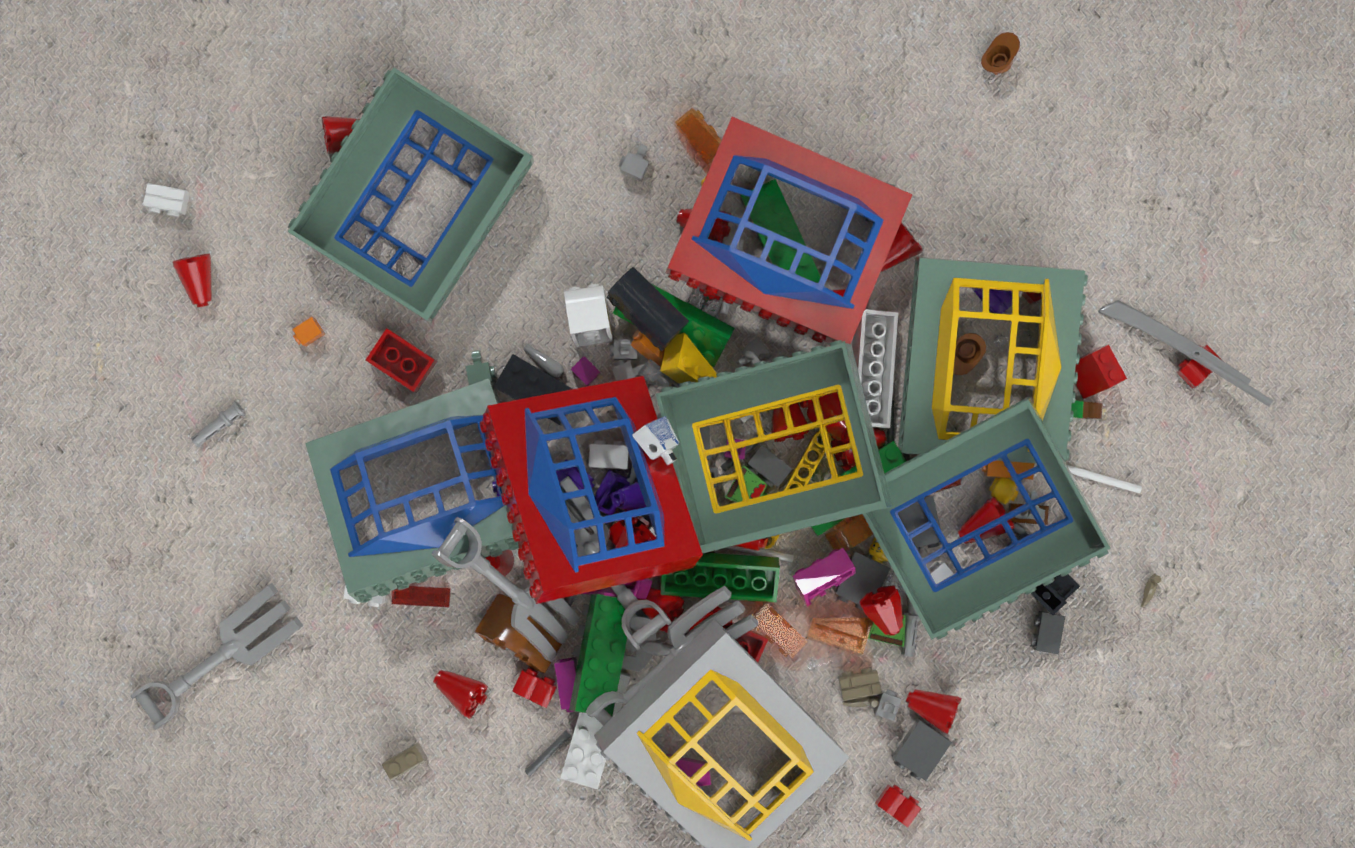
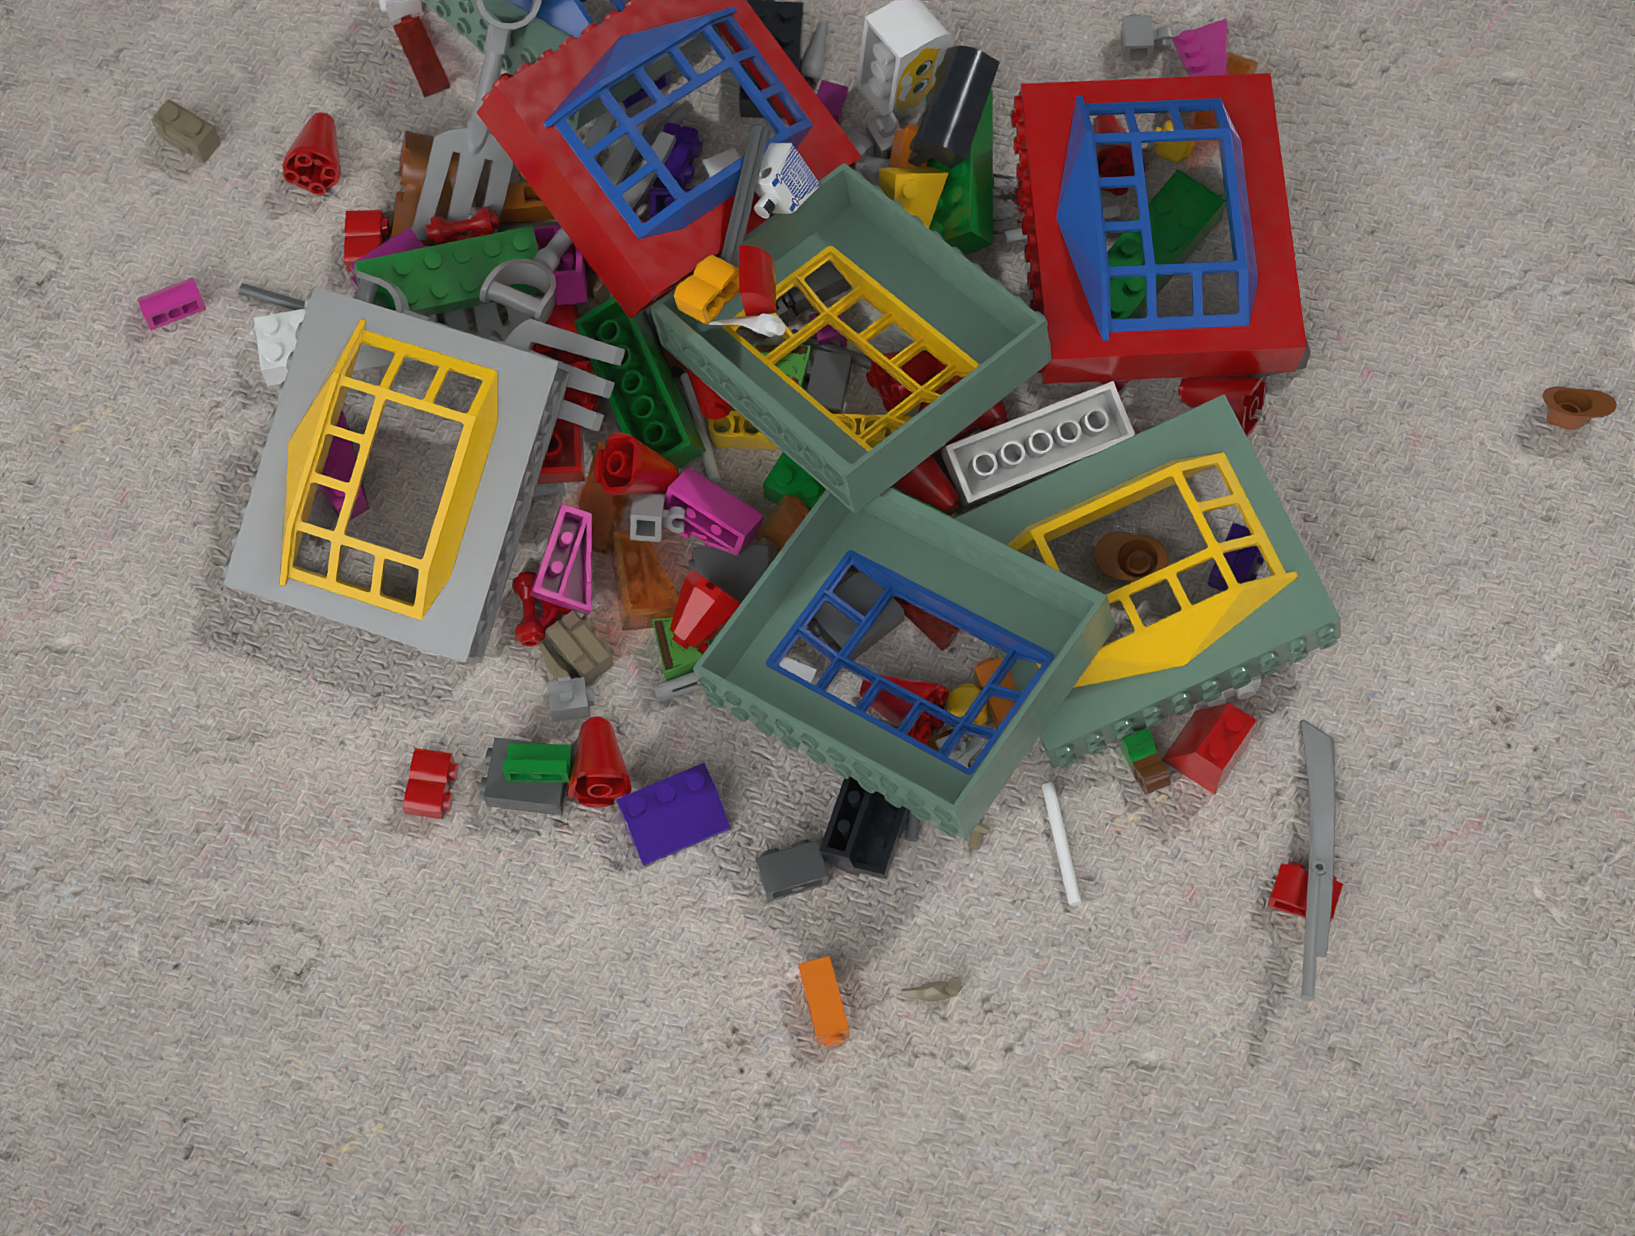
camera: 65 degrees right, 20 degrees down
(516, 819) = (171, 303): none -> dark pink brick
(570, 631) = (445, 231): none -> red piece
(662, 469) = (745, 193): none -> dark grey axle
(674, 137) = (1204, 49): none -> dark pink wing
(709, 518) = (707, 289): none -> light orange brick
(720, 488) = (757, 280): none -> red brick
(748, 502) = (763, 324): none -> white bar
(784, 610) = (632, 467): none -> red cone
(812, 611) = (650, 518): none -> light grey brick
(814, 673) = (566, 563): none -> dark pink wedge
(833, 706) = (531, 629): none -> red piece
(923, 743) = (537, 763): none -> green panel
(983, 680) = (673, 814): none -> dark purple slope
(1129, 652) = (824, 1001): none -> orange brick

